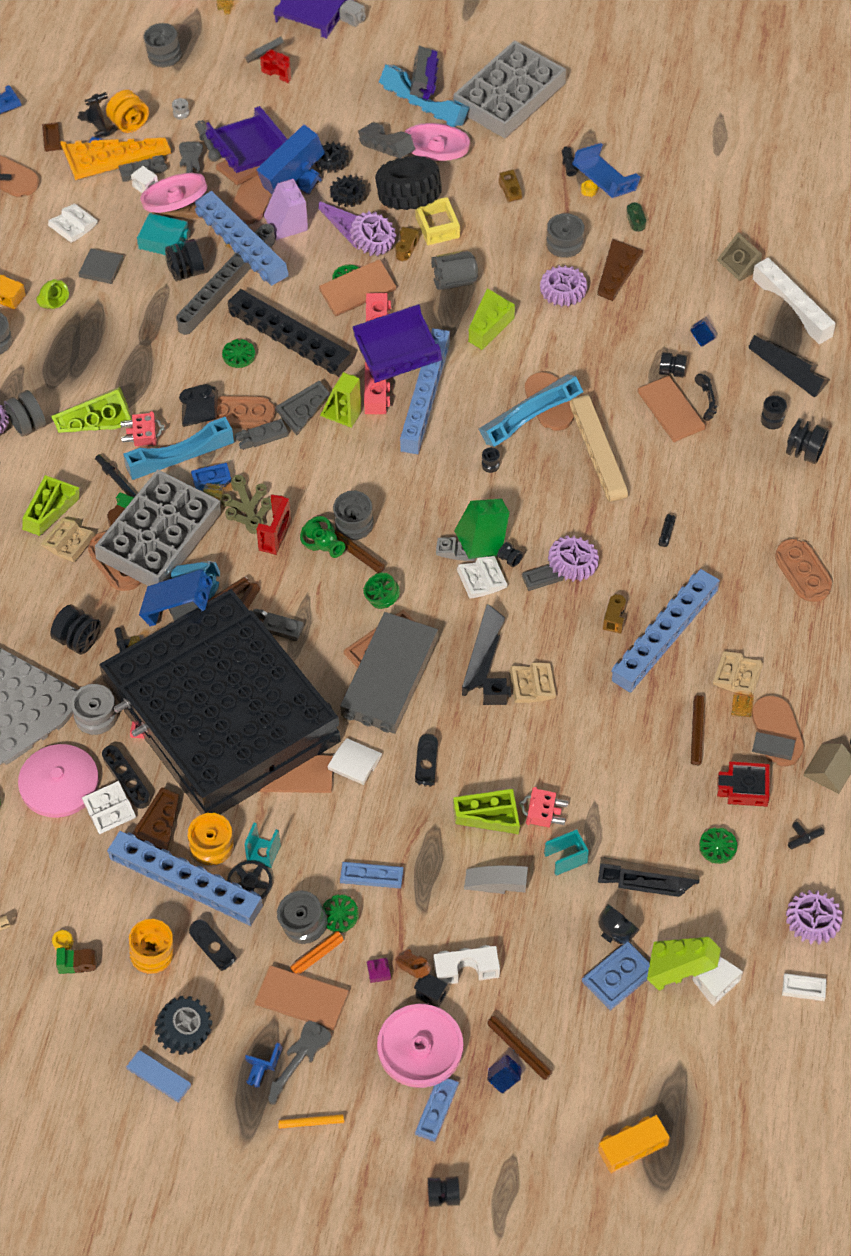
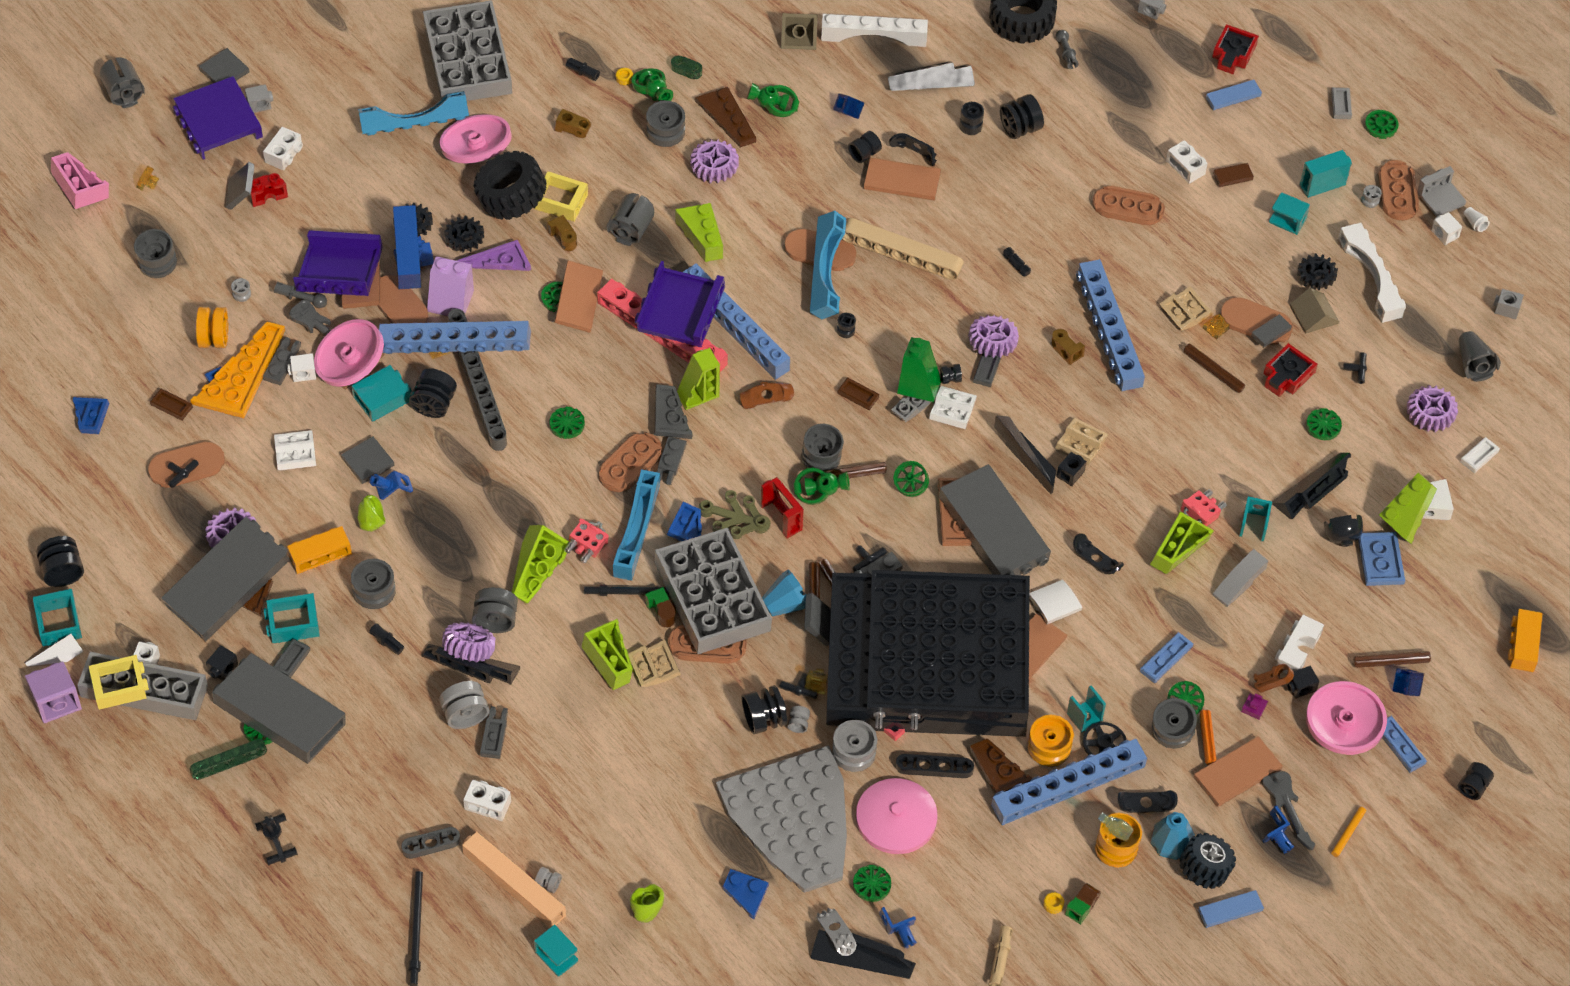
camera: 55 degrees left, 0 degrees up
(89, 289) = (390, 483): none -> blue bracket
(91, 659) = (799, 717): none -> light grey wheel
(94, 115) = (191, 354): black axle -> none
(108, 807) = (955, 795): white slope -> none
(152, 933) = (1117, 826): none -> clear light blue piece
(175, 592) = (799, 616): blue panel -> none
(195, 982) = (1172, 835): none -> dark azure cone
(199, 404) = (601, 483): black slope -> none
(214, 490) = (706, 526): clear yellow tile -> none
(285, 610) = (867, 557): none -> black piece
(289, 332) = (588, 366): black brick -> none
(322, 51) = (283, 148): none -> white brick
(362, 231) = (534, 246): lavender gear -> none
(387, 459) = (753, 397): none -> dark orange piece
(394, 144) = (462, 165): dark grey arch -> none
(424, 73) = (389, 95): piece -> none
(436, 509) = (858, 393): none -> reddish brown tile
(594, 206) = (653, 84): none -> green piece
(602, 173) = (622, 55): blue panel -> none
(656, 278) = (769, 97): none -> green piece

